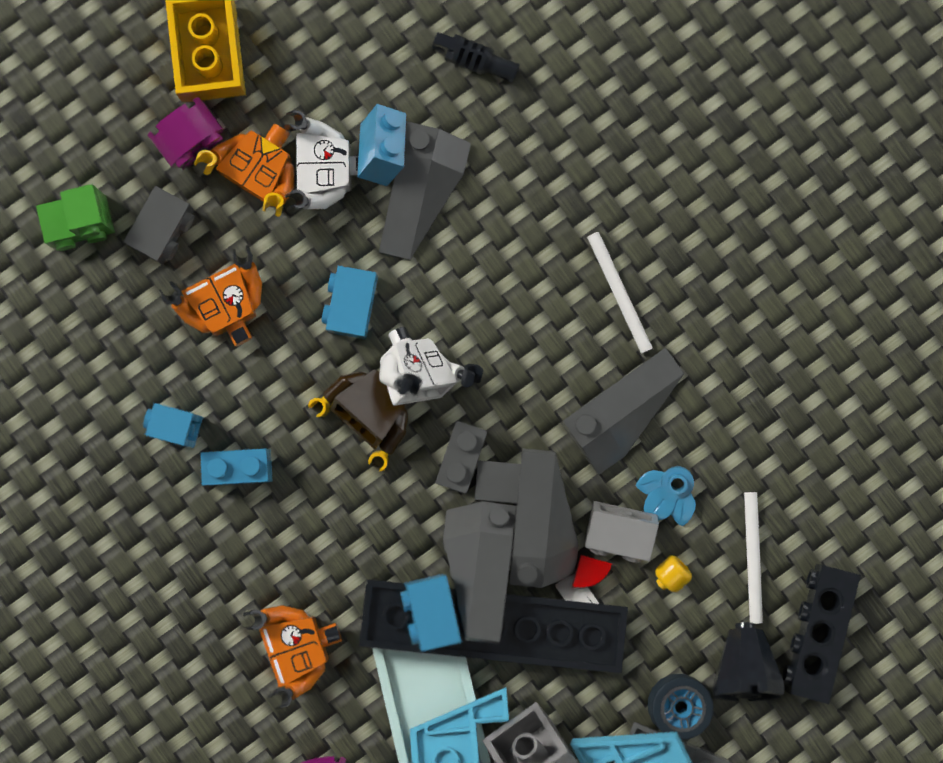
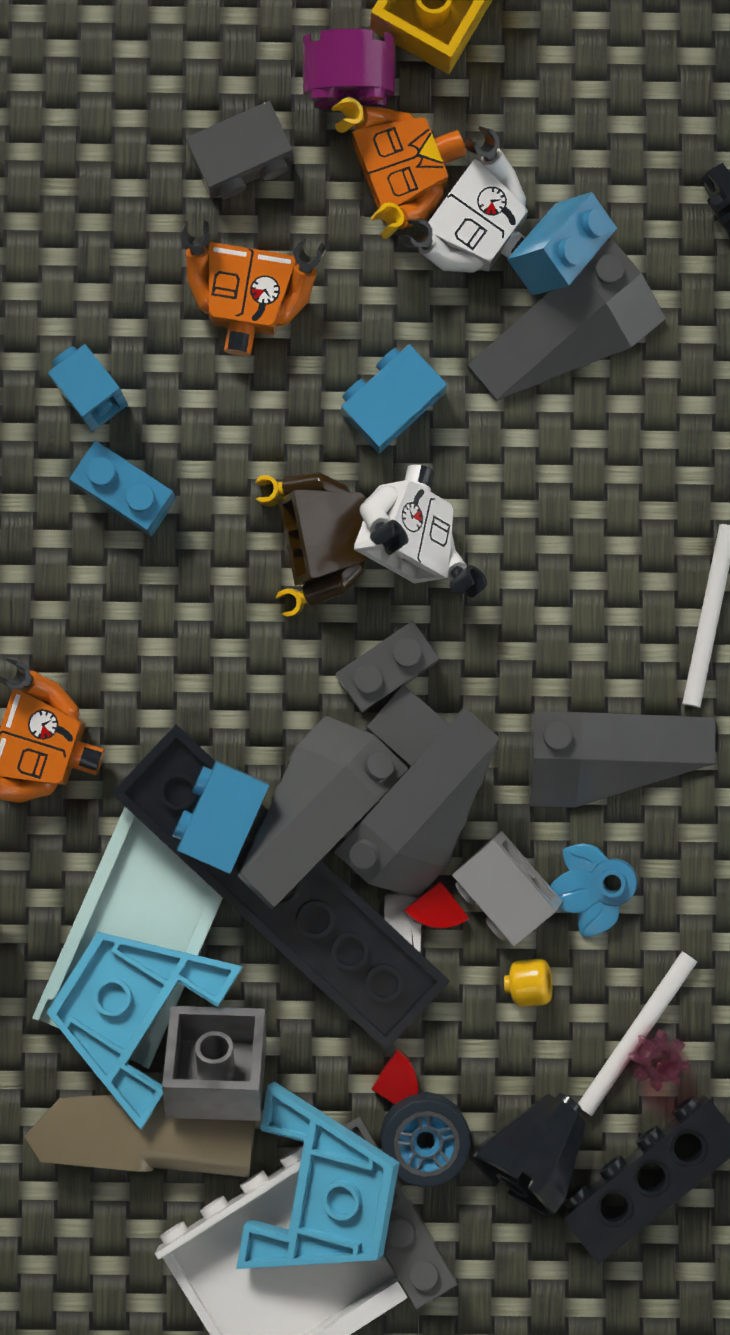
camera: 35 degrees right, 0 degrees up
(75, 218) = (152, 71): bright green brick -> none
(638, 684) = (397, 1078): none -> red tile
(785, 566) = (665, 1071): none -> clear pink gear

